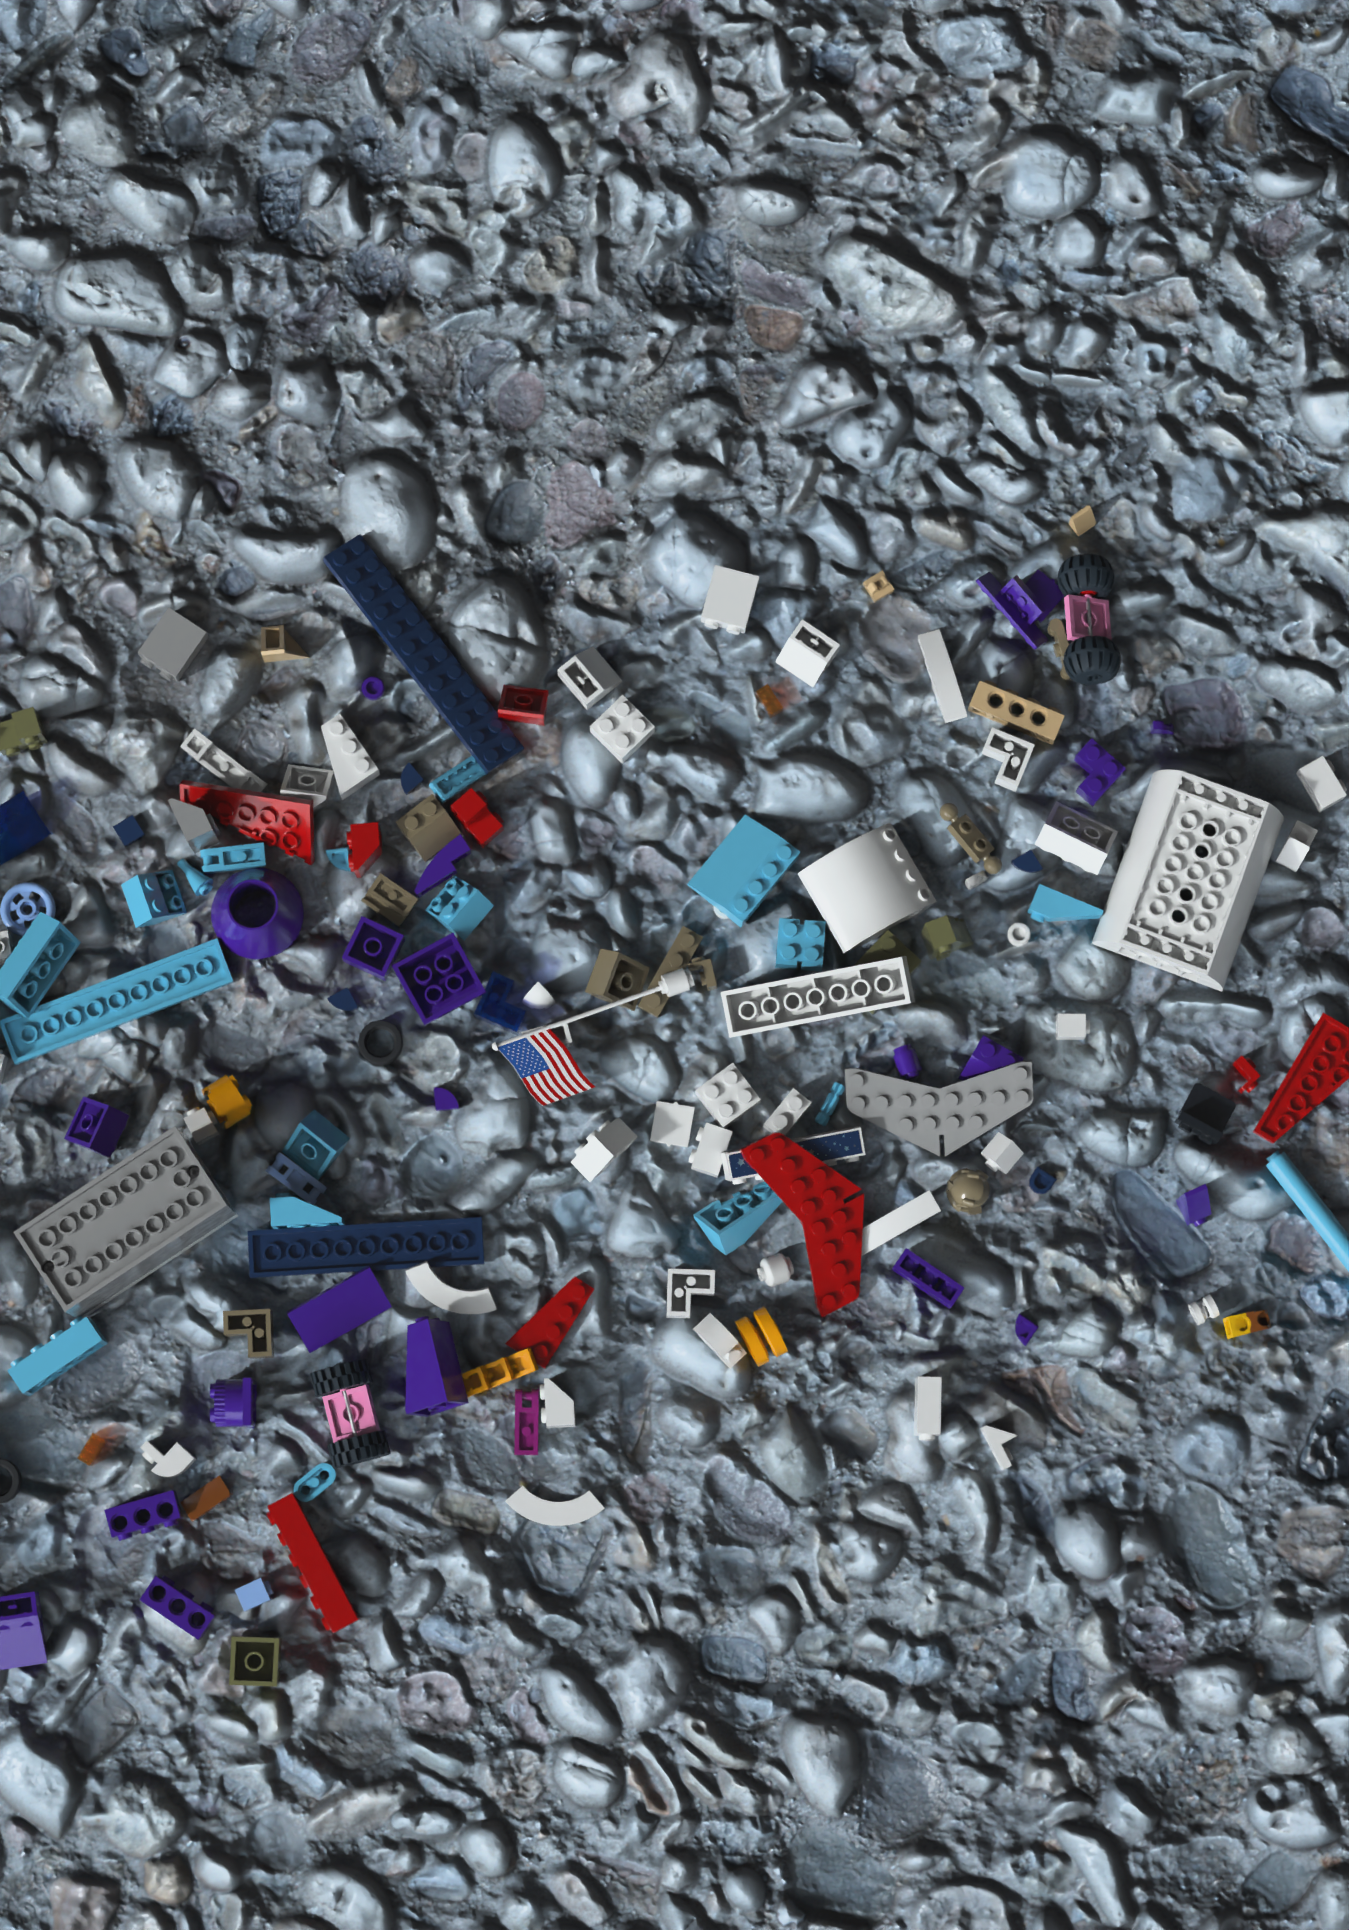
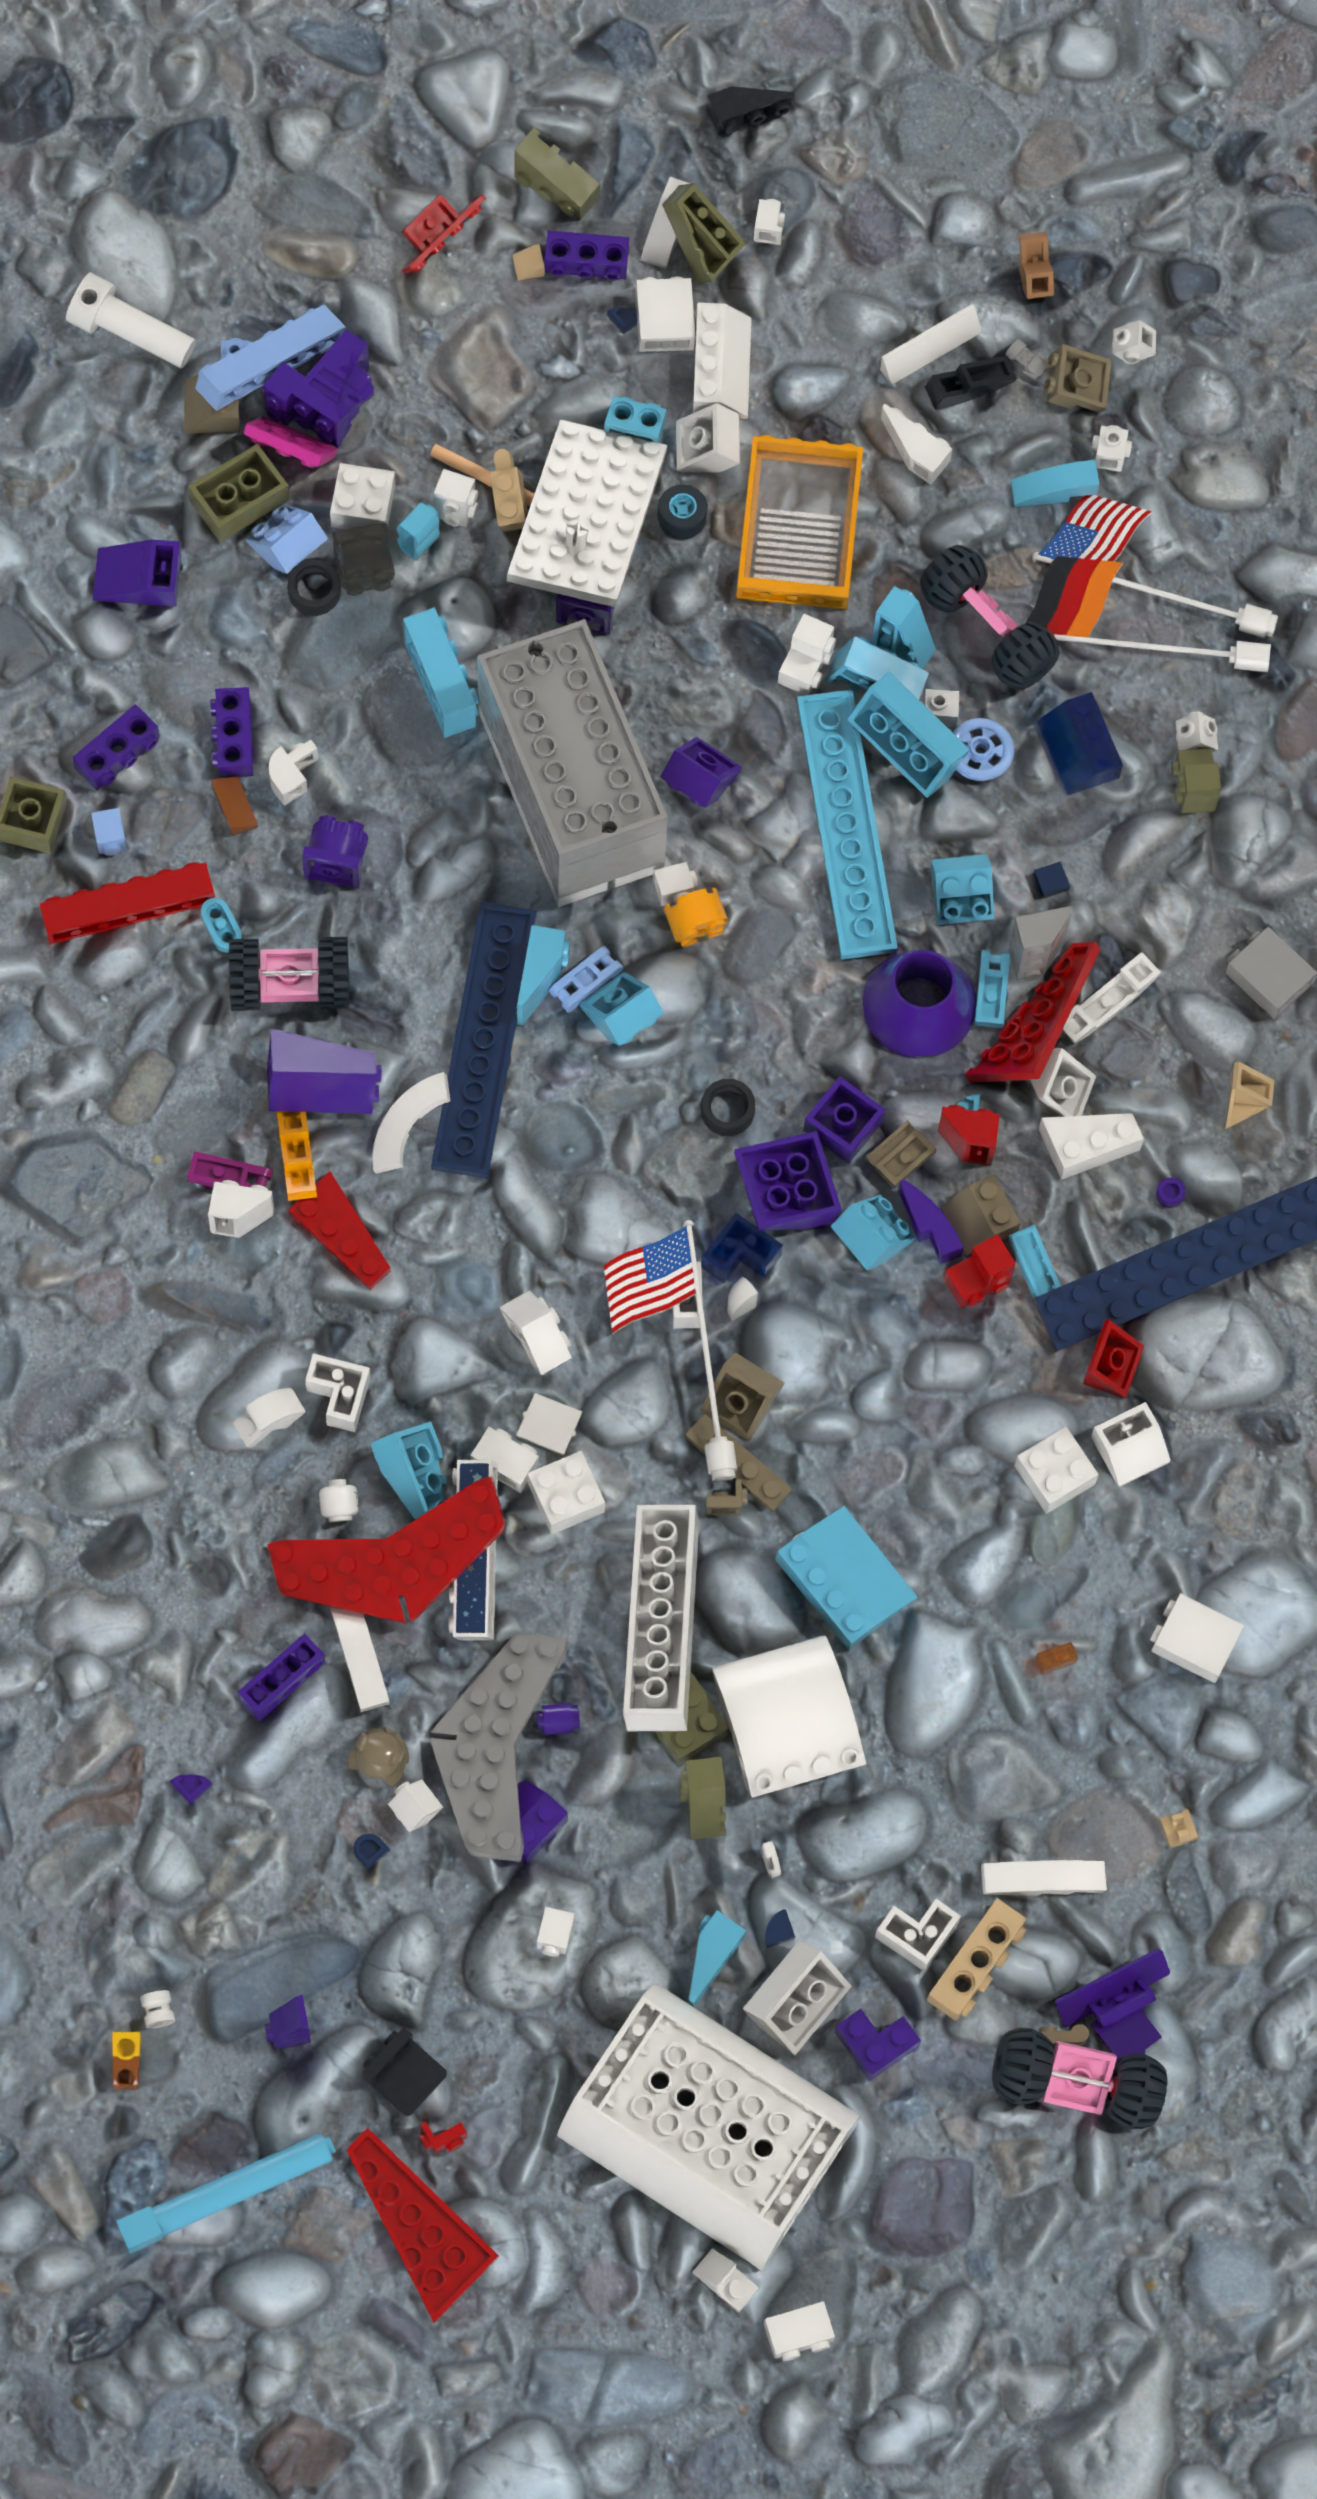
camera: 100 degrees right, 10 degrees down
(92, 1449) = (323, 693): clear orange piece -> none
(199, 882) = (971, 943): medium azure cone -> none
(254, 1324) = (417, 896): dark tan brick -> none
(339, 1309) = (417, 993): dark purple tile -> none
(343, 1000) = (789, 1077): dark blue tile -> none
(410, 779) = (1047, 1211): dark blue tile -> none
(444, 1100) = (641, 1166): dark purple tile -> none
(554, 1512) = (114, 1183): white tile -> none
(763, 1335) = (260, 1460): light orange wheel -> none
(787, 1113) = (526, 1558): white brick -> none
(800, 944) = (734, 1621): medium azure piece -> none
(807, 653) = (1107, 1716): white slope -> none
(830, 1104) = (528, 1615): medium azure axle -> none
(927, 1407) = (123, 1638): white brick -> none
(970, 838) = (825, 1865): dark tan plate -> none
(995, 1438) = (65, 1714): white slope -> none
(1018, 934) = (689, 1897): white tile -> none
(1082, 520) = (1214, 2107): tan slope -> none
(1159, 727) = (918, 2143): dark purple tile -> none

